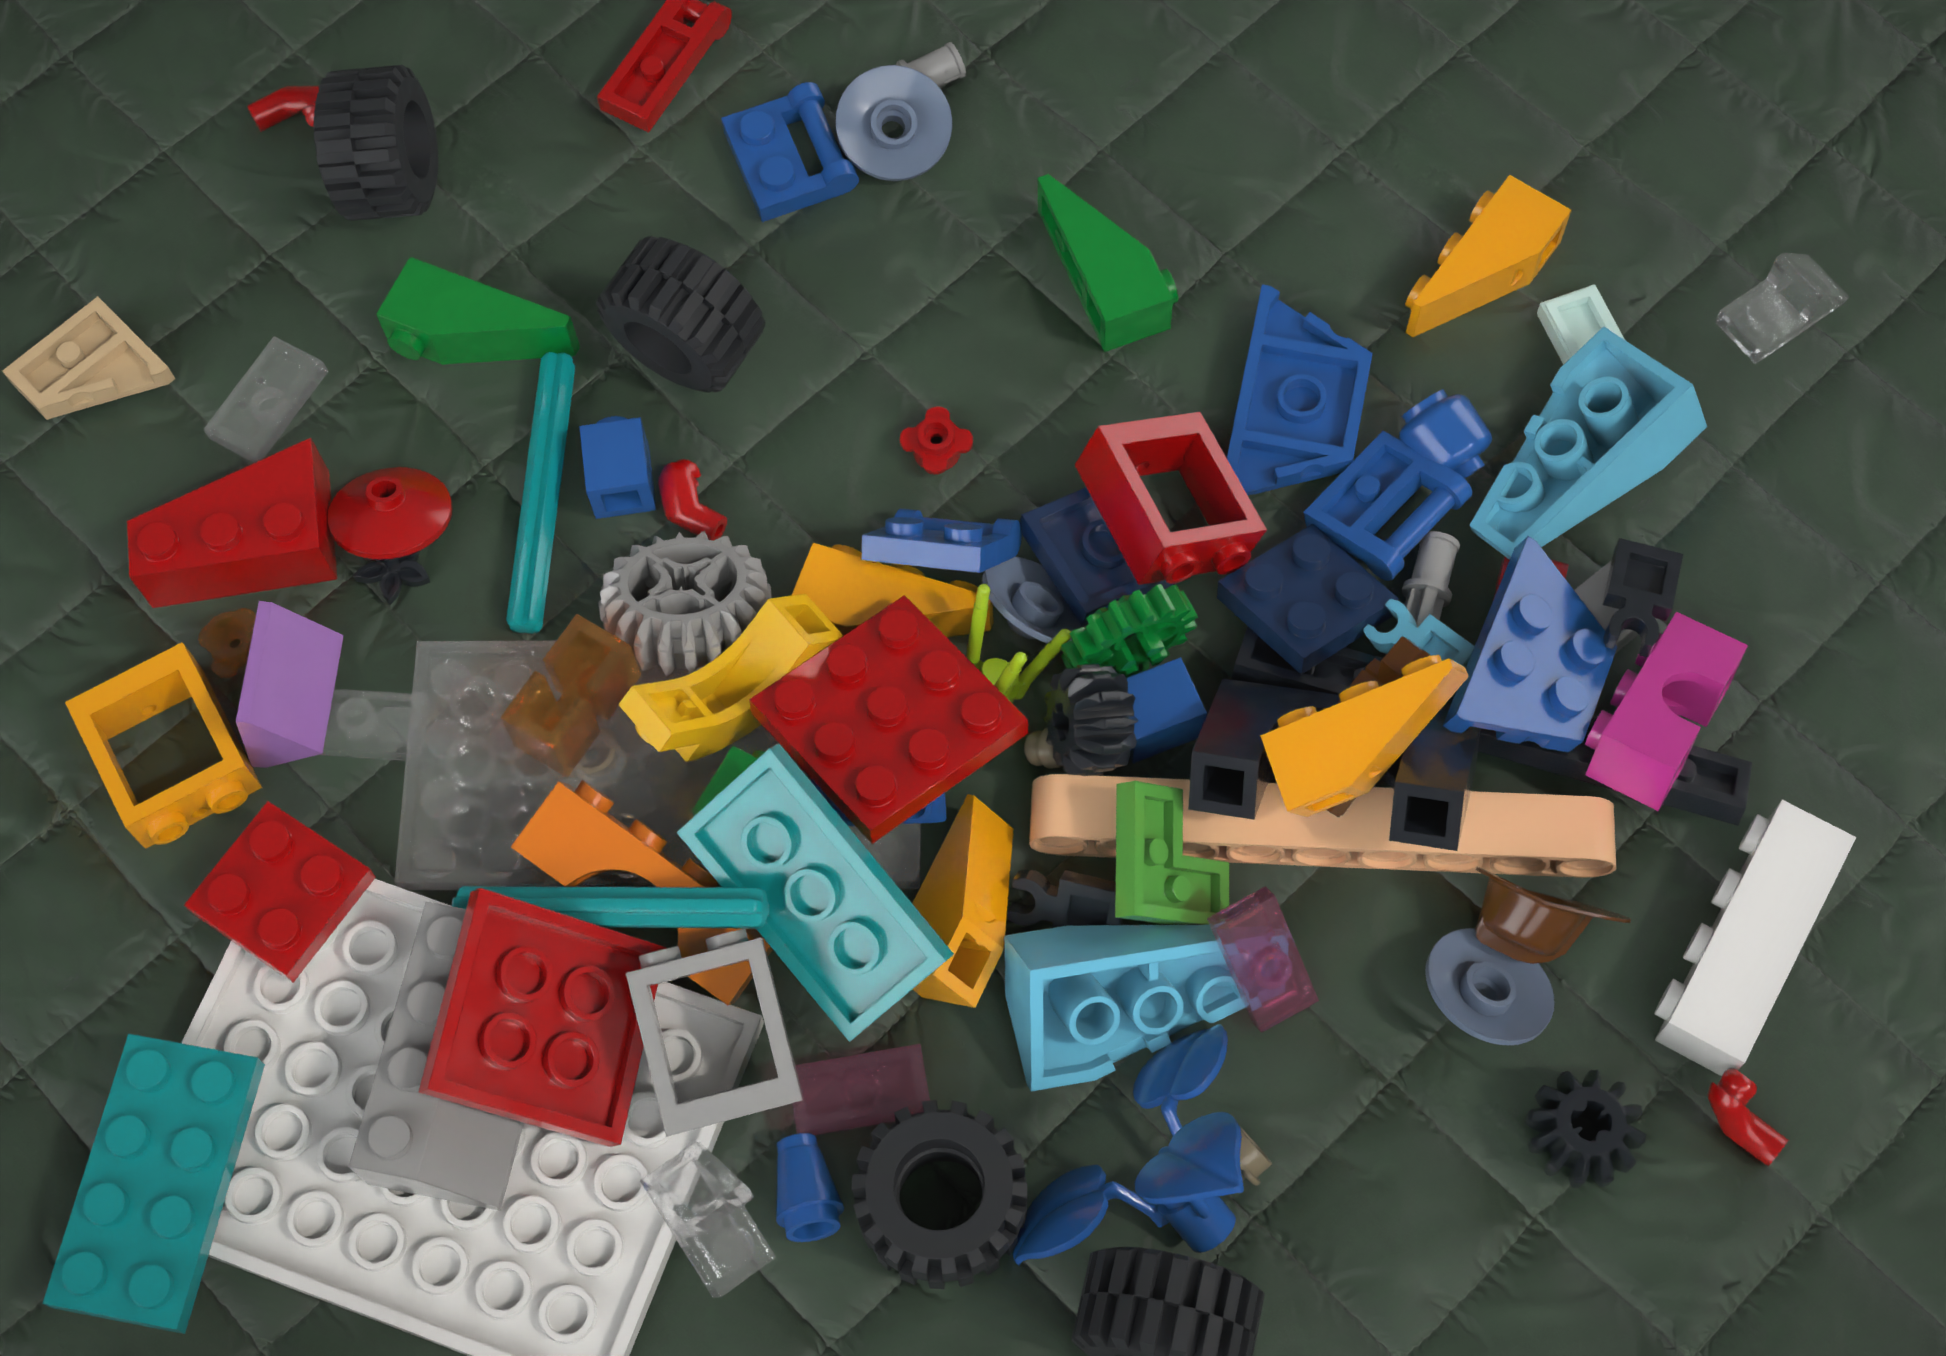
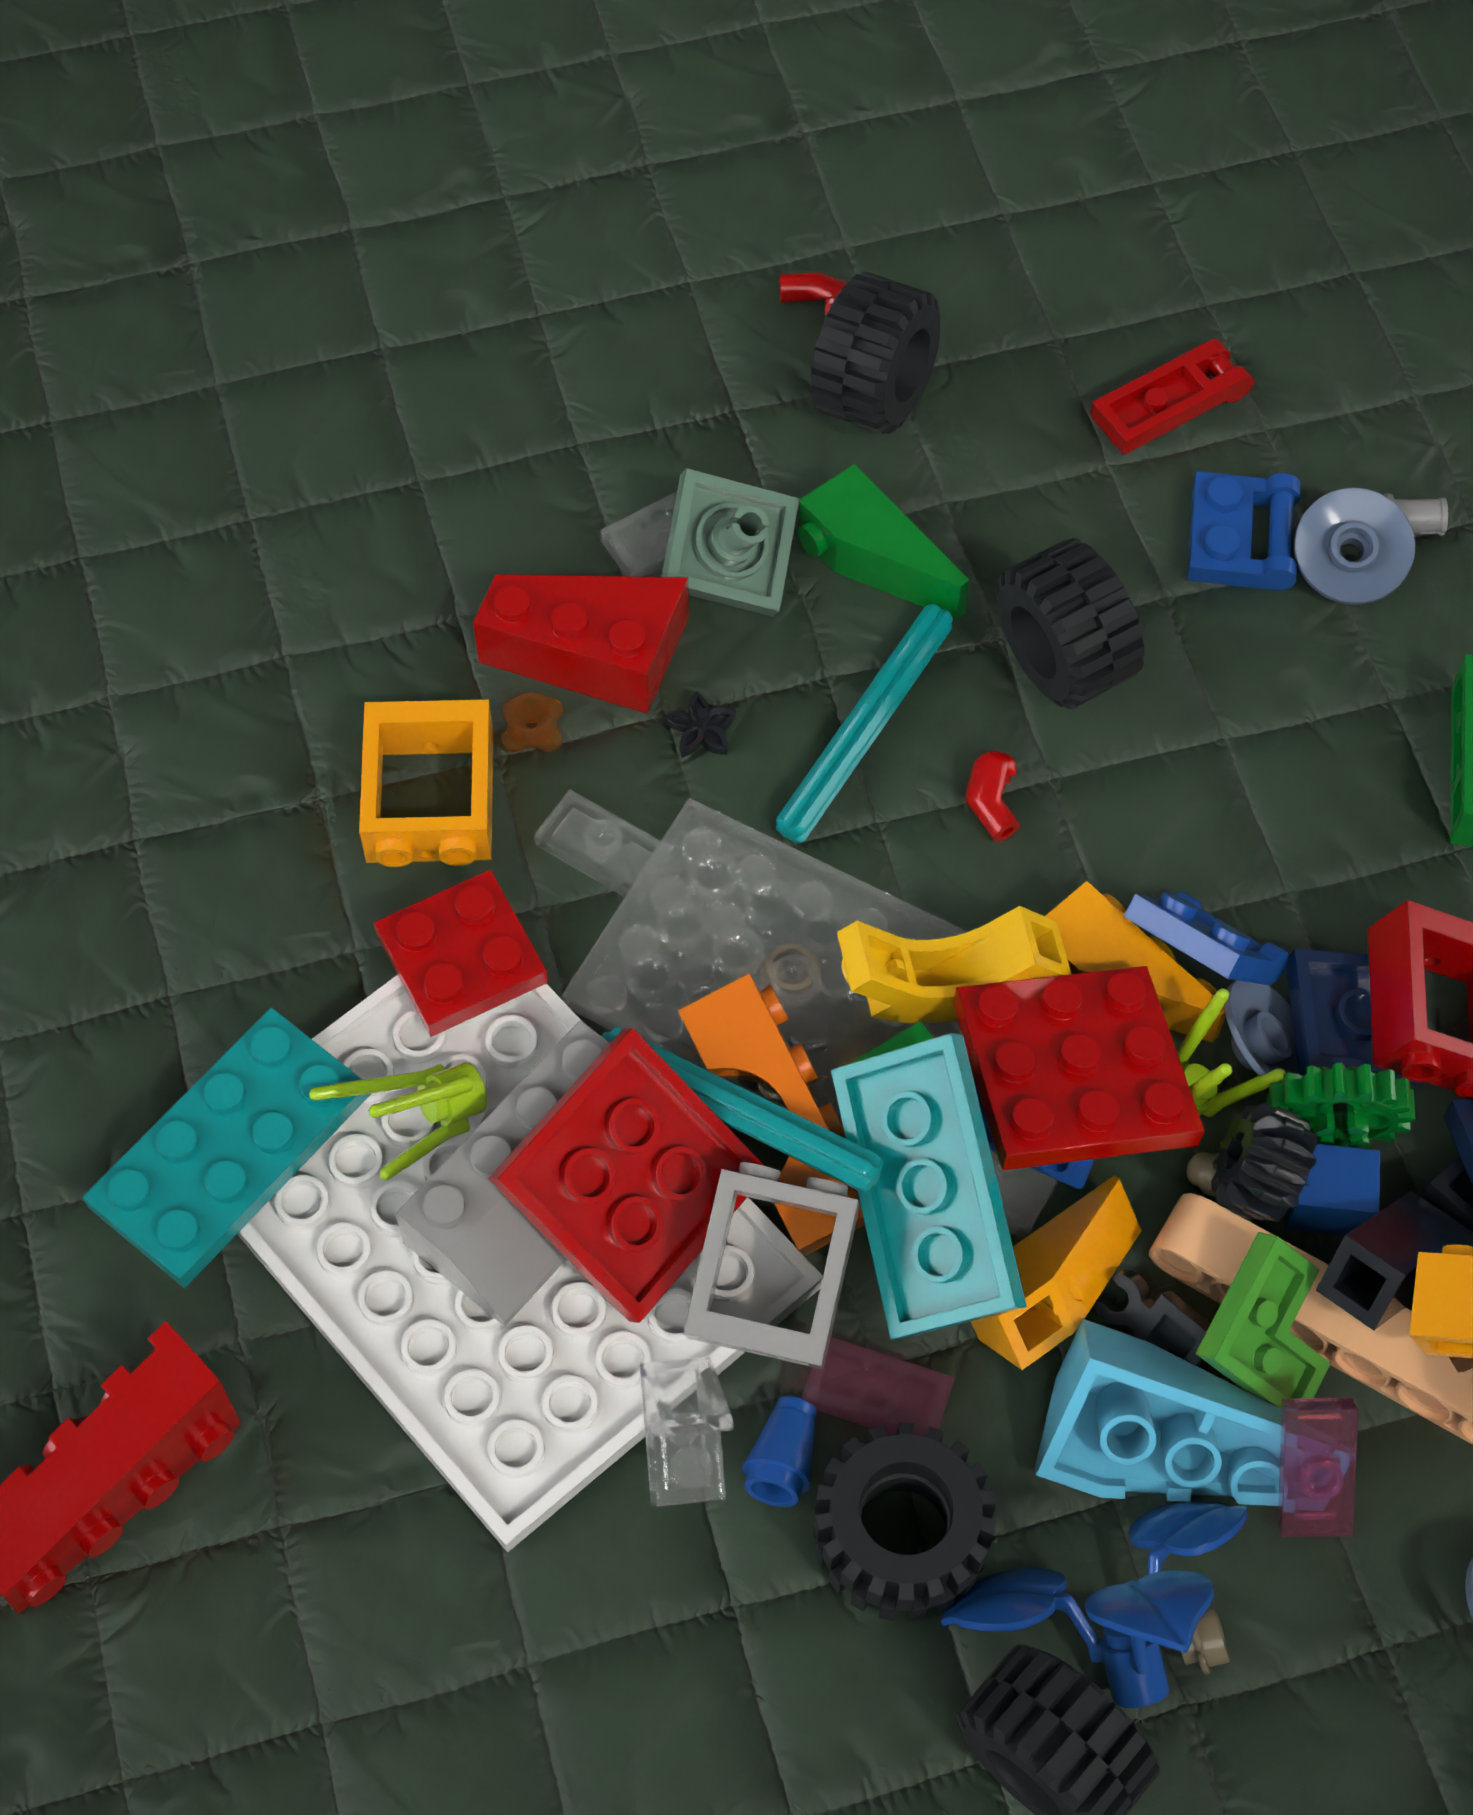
camera: 25 degrees right, 5 degrees down
(86, 364) = (530, 430): tan wing -> none
(287, 687) = (556, 780): medium lavender slope -> none
(332, 383) = (731, 541): none -> sand green plate
(334, 1033) = (442, 1094): none -> lime plant
(389, 513) = (723, 677): red dish -> none
(592, 675) = (825, 893): clear orange piece -> none
(617, 467) = (944, 732): blue brick -> none
(682, 600) = (940, 873): light grey gear -> none
(936, 457) = (1246, 863): red plate -> none

